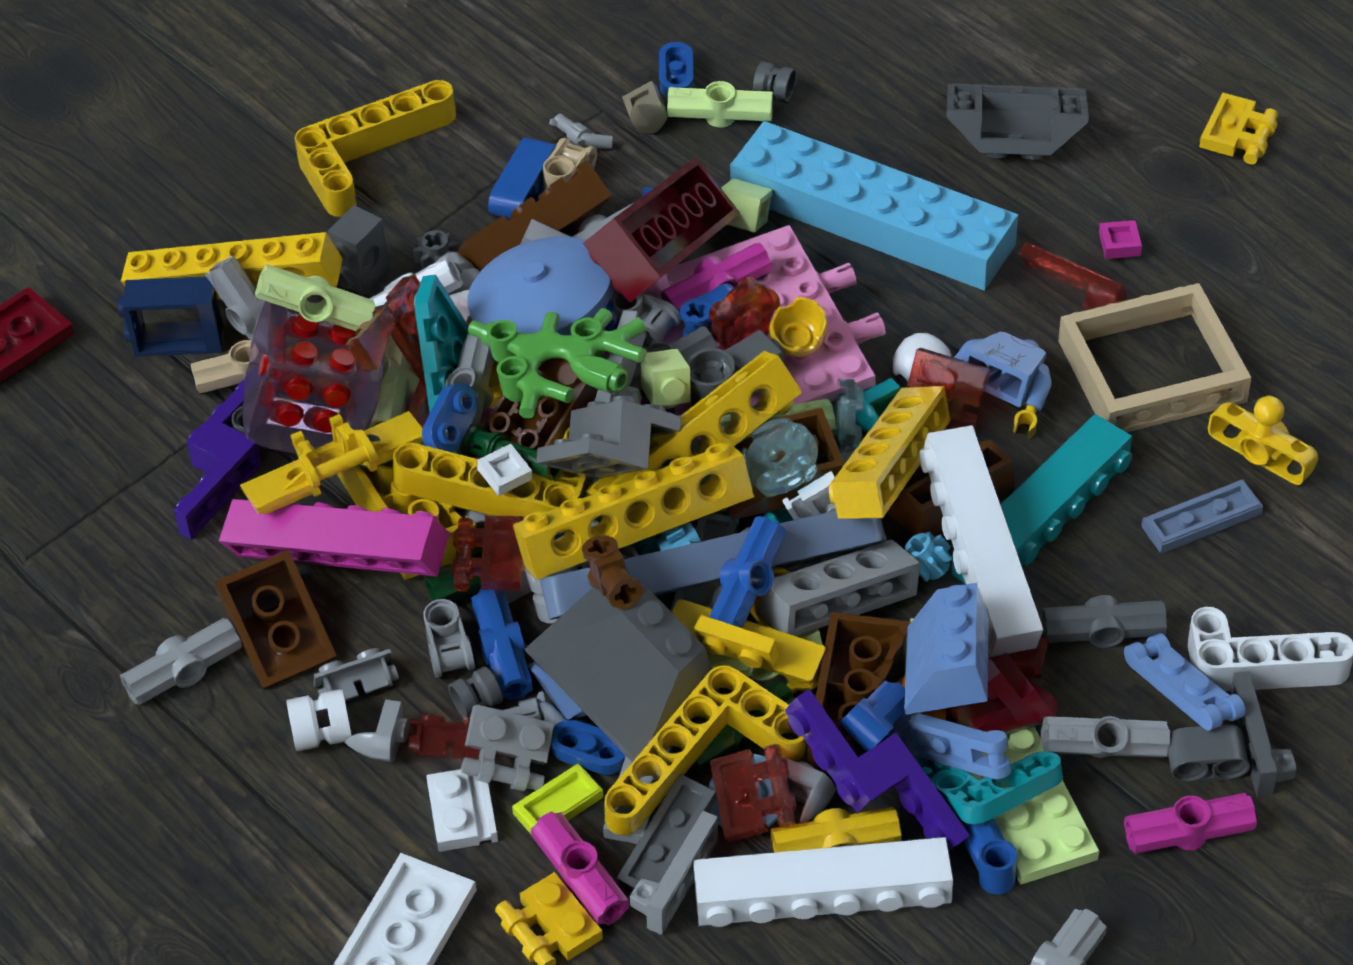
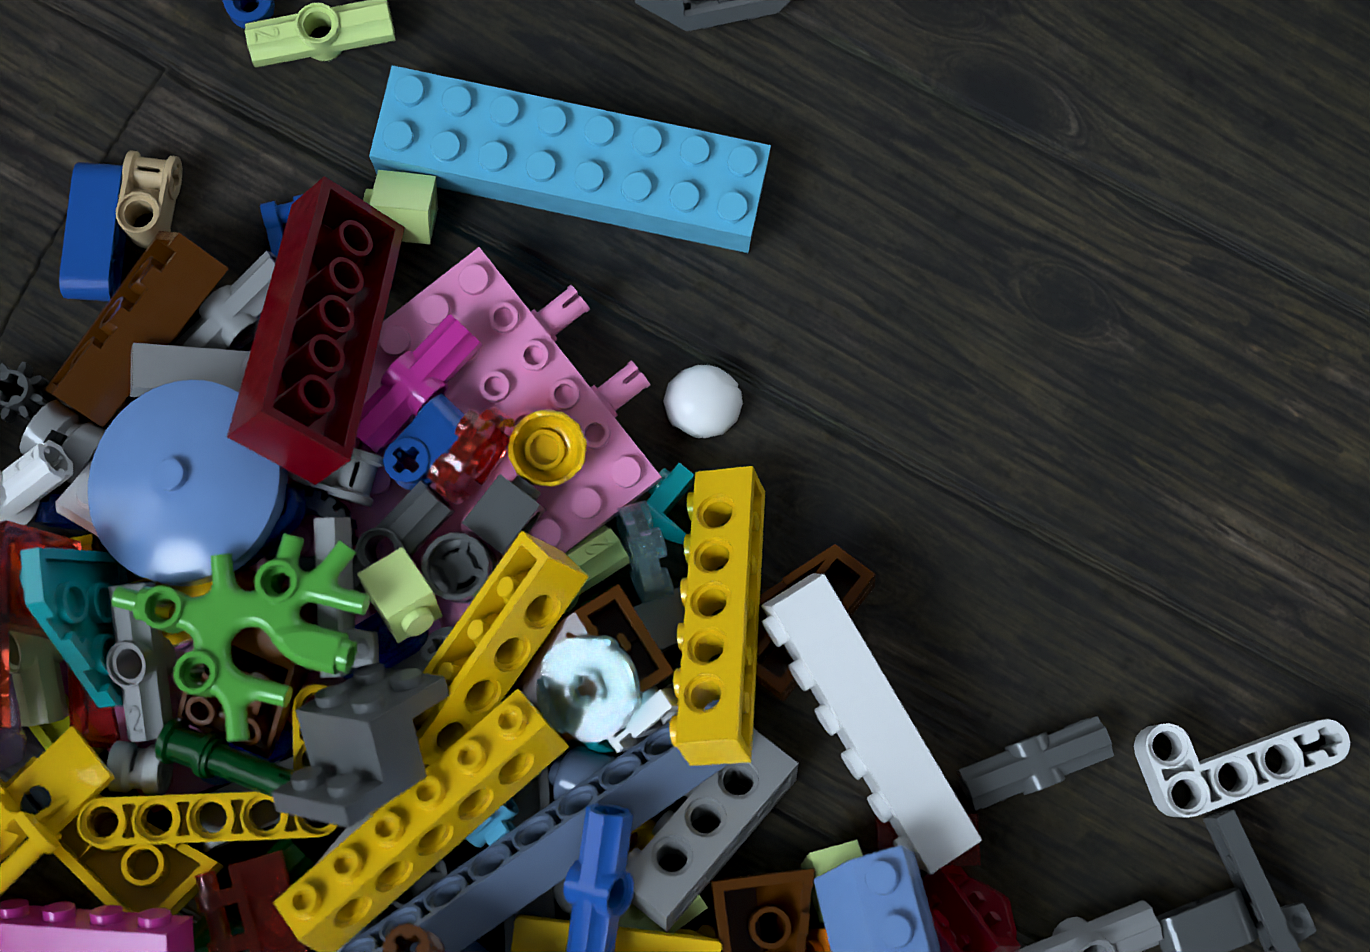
camera: 25 degrees left, 30 degrees up
(450, 416) = (133, 744): blue plate -> none
(504, 469) = (234, 814): white plate -> none
(581, 135) = (145, 128): light grey piece -> none
(646, 108) = (222, 63): dark tan plate -> none
(931, 554) = (796, 728): medium azure gear -> none
(962, 382) = (768, 447): clear red plate -> none
(1015, 373) = (816, 401): medium blue torso -> none
(1064, 486) = (931, 572): teal brick -> none
(1098, 288) = (900, 228): clear red hinge -> none
(1120, 239) = (901, 131): dark pink plate -> none
(1164, 403) = (961, 245): tan window -> none
(1183, 683) = (1157, 841): medium blue plate -> none
(1202, 516) = (1108, 554): sand blue tile -> none
(1263, 438) = (1159, 422): yellow piece -> none

